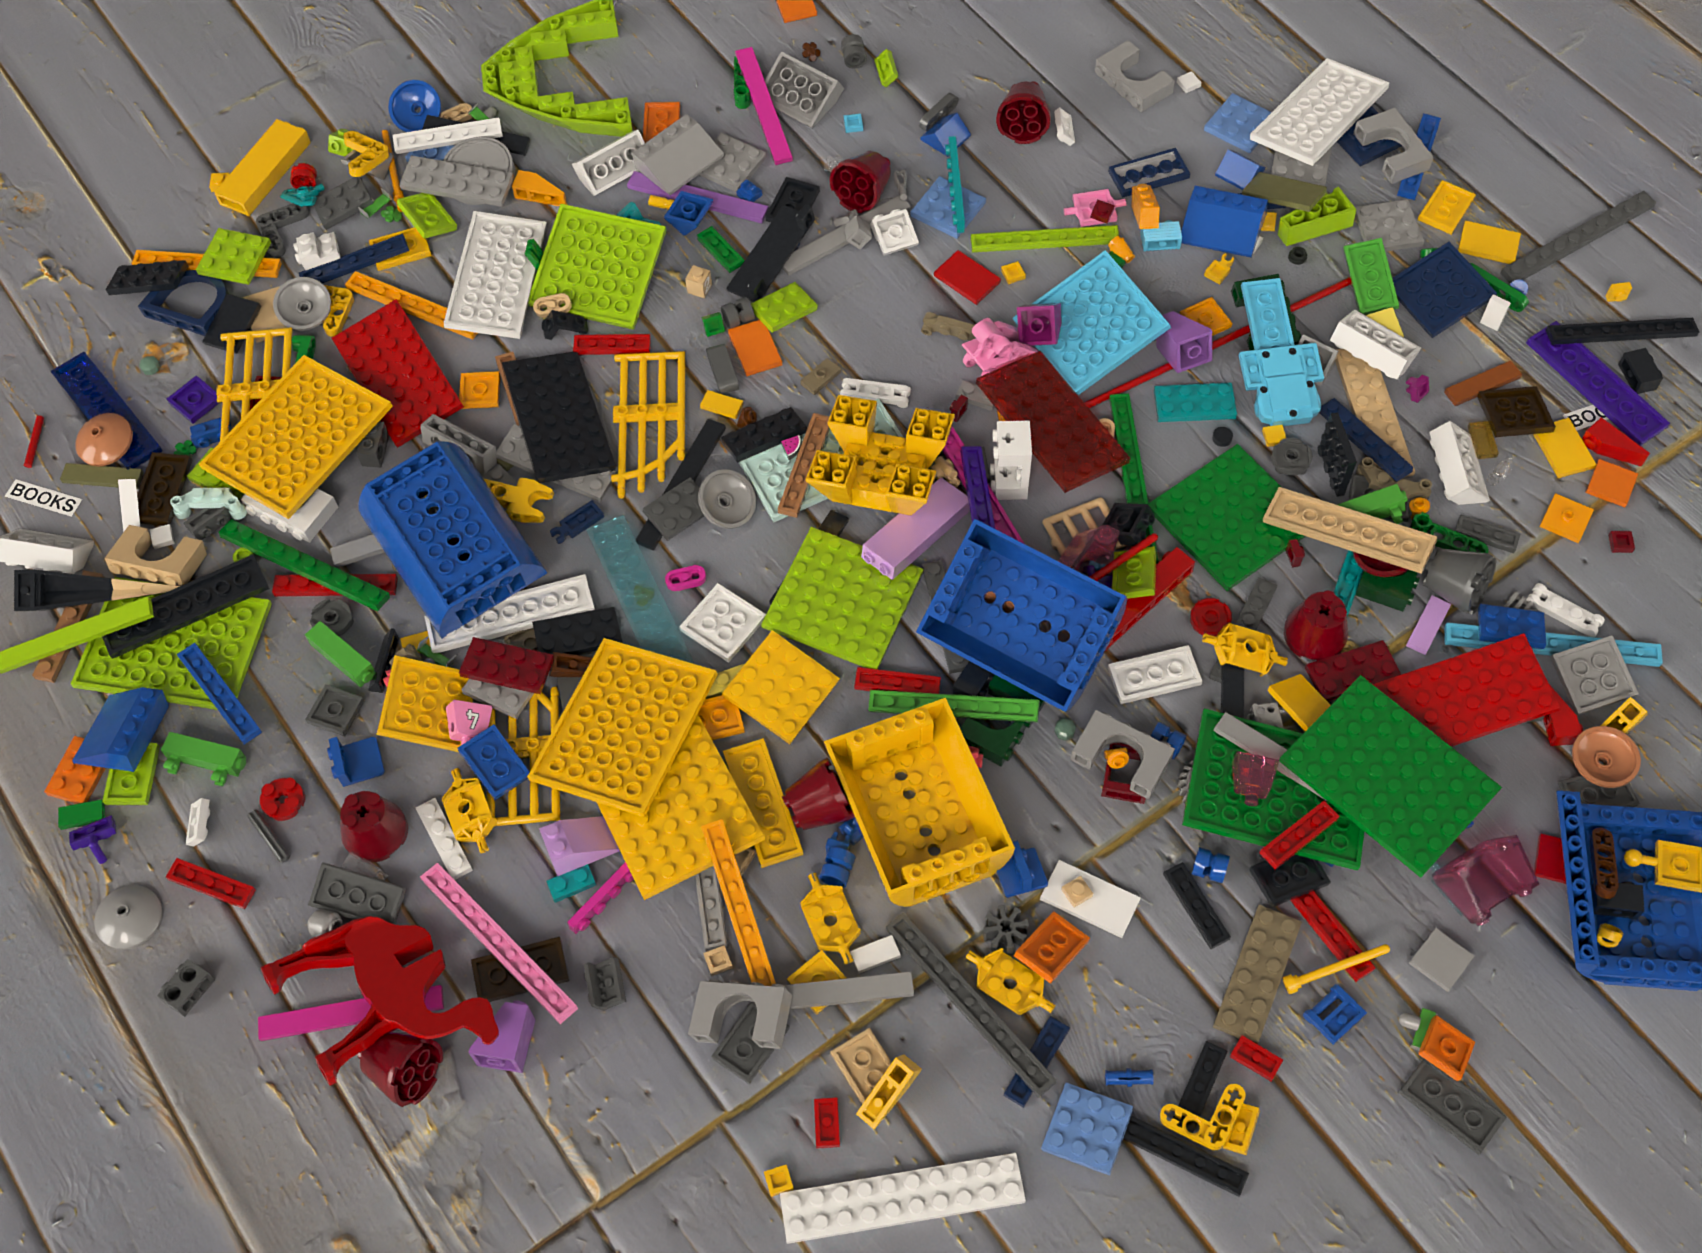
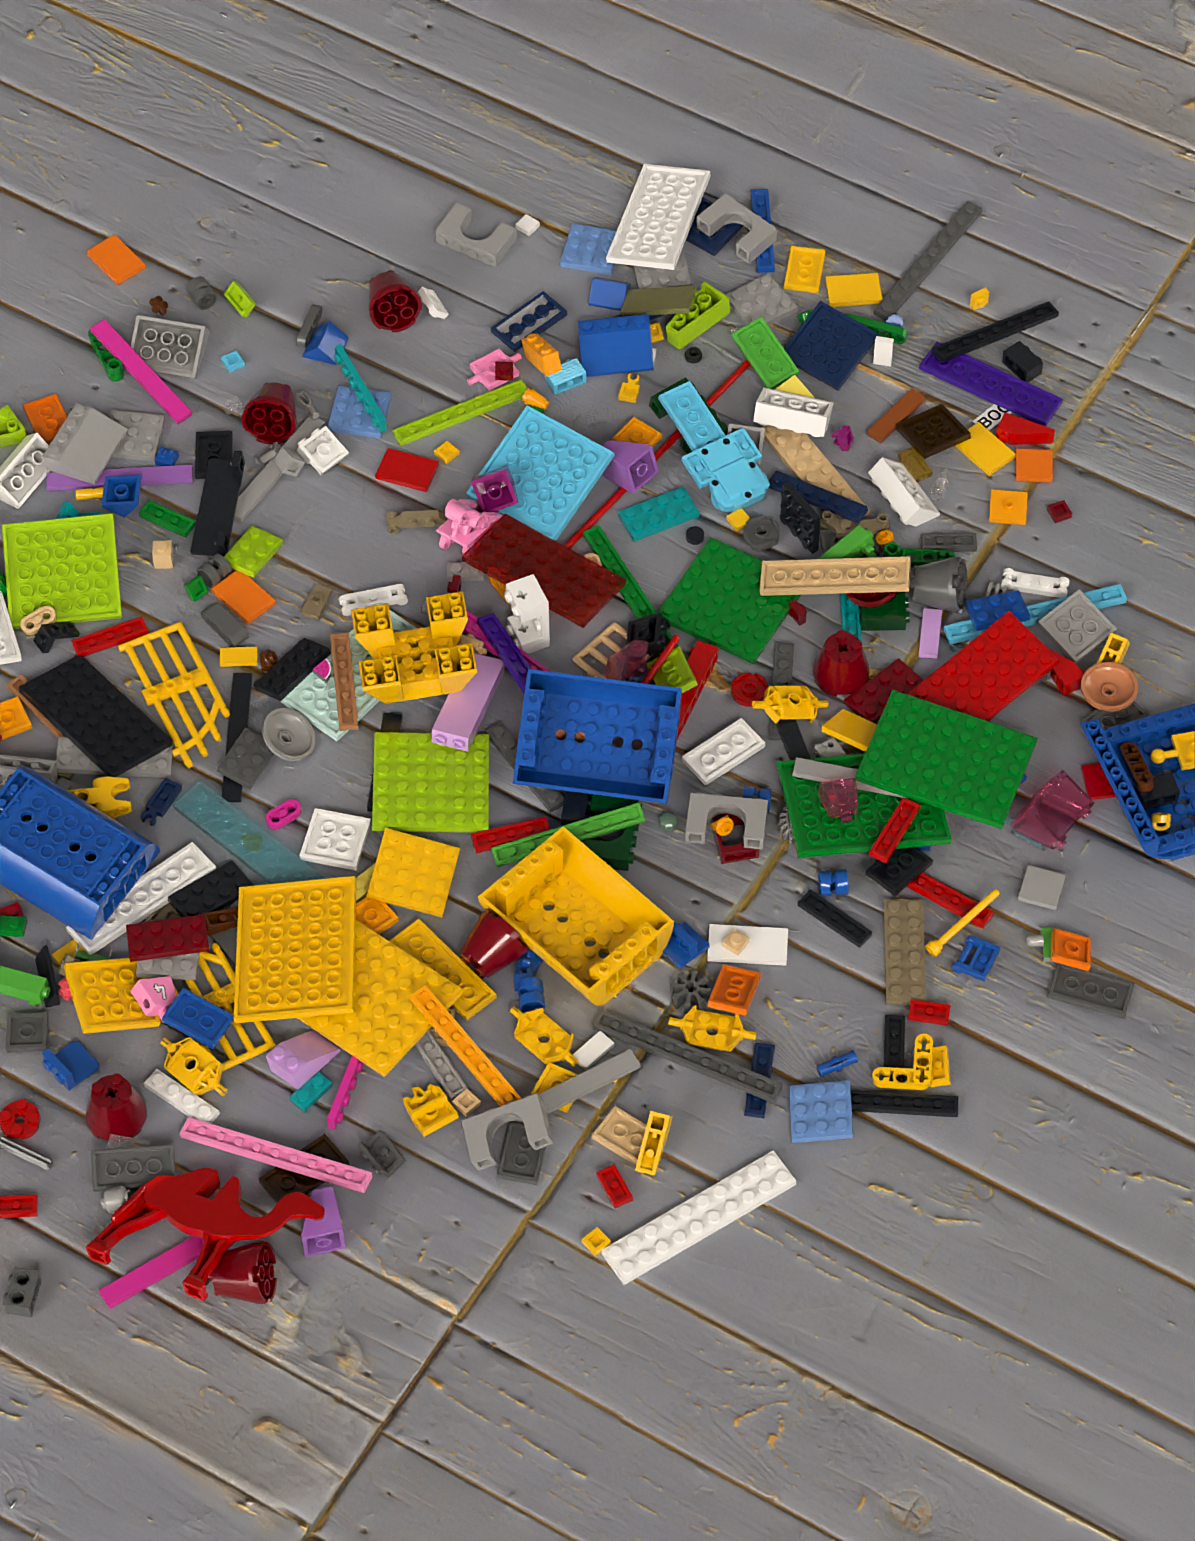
camera: 25 degrees left, 5 degrees down
(676, 953) = (429, 1109): none -> yellow plate

